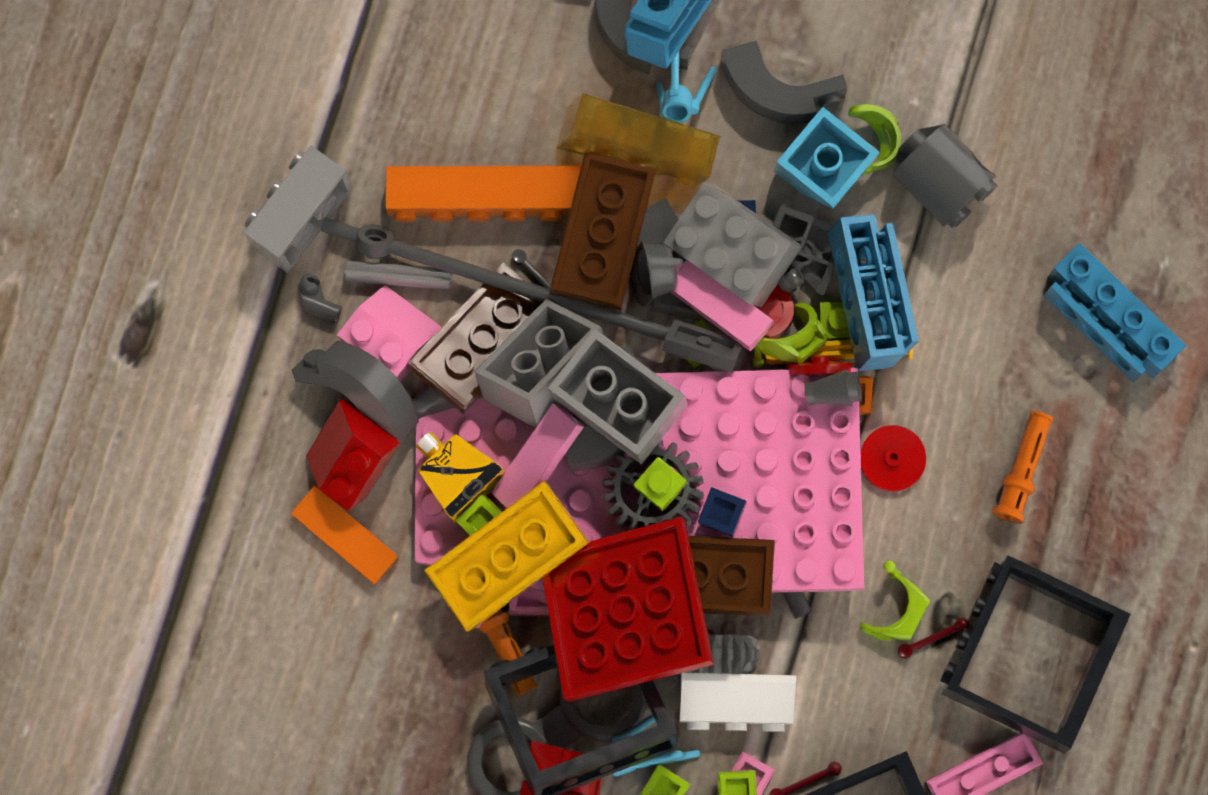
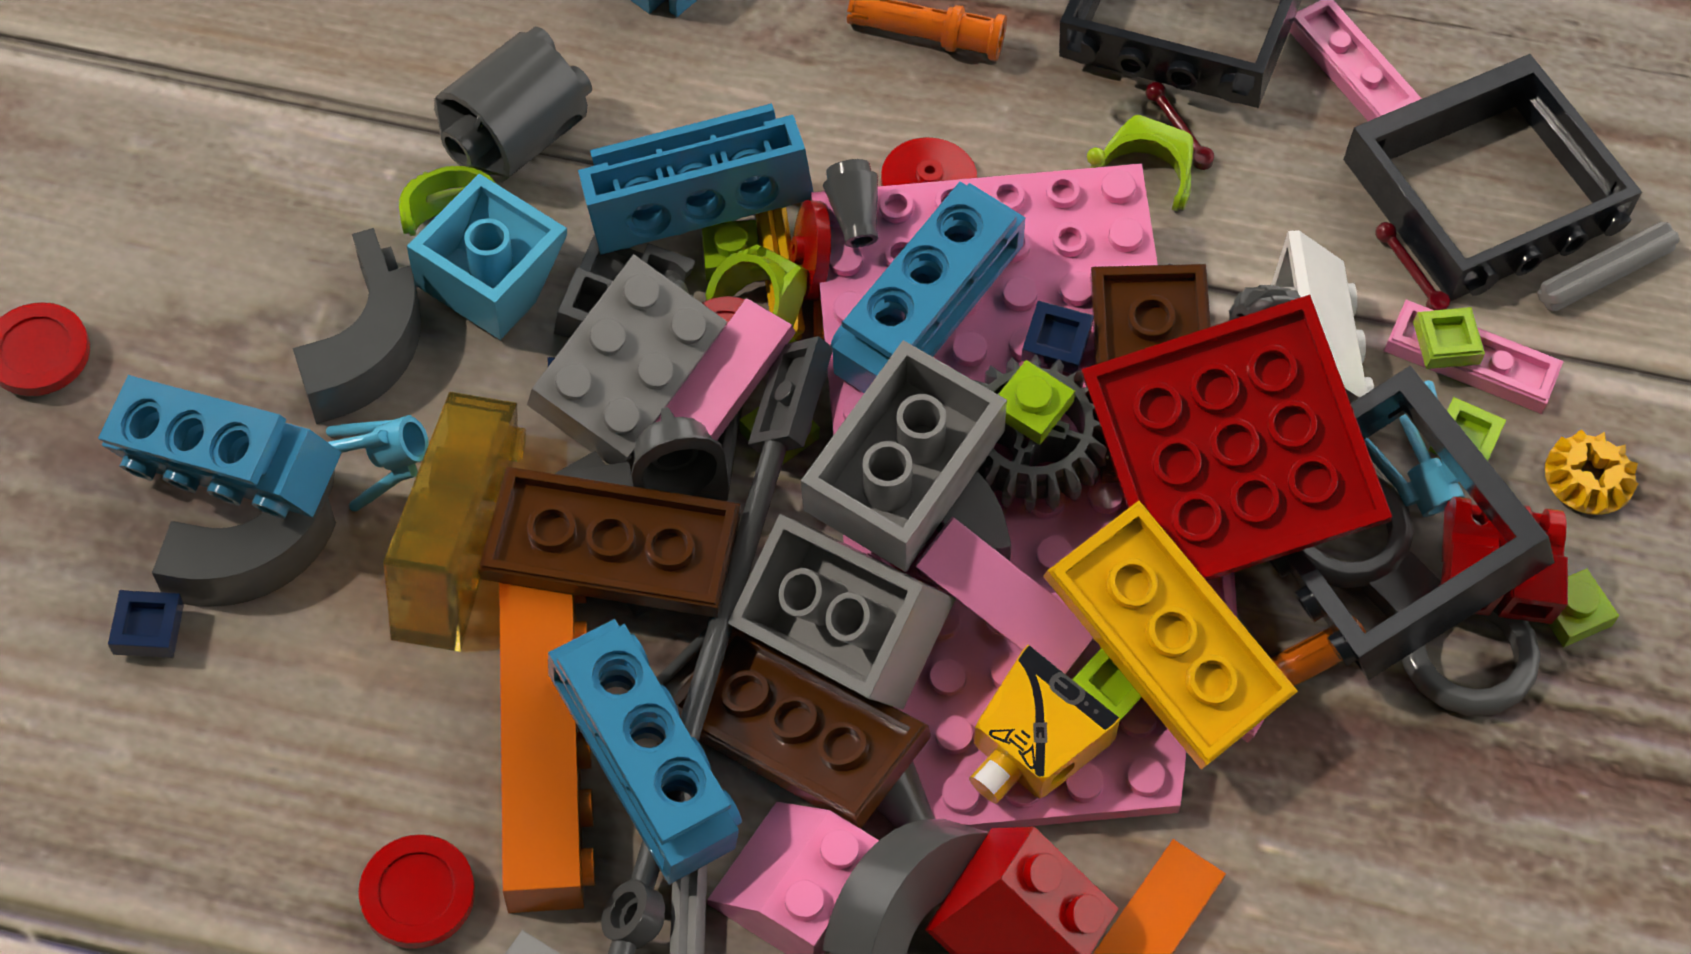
camera: 100 degrees left, 20 degrees down
(401, 123) = (417, 891): none -> red piece
(438, 239) = (676, 833): none -> dark azure brick
(795, 473) = (929, 284): none -> dark azure brick

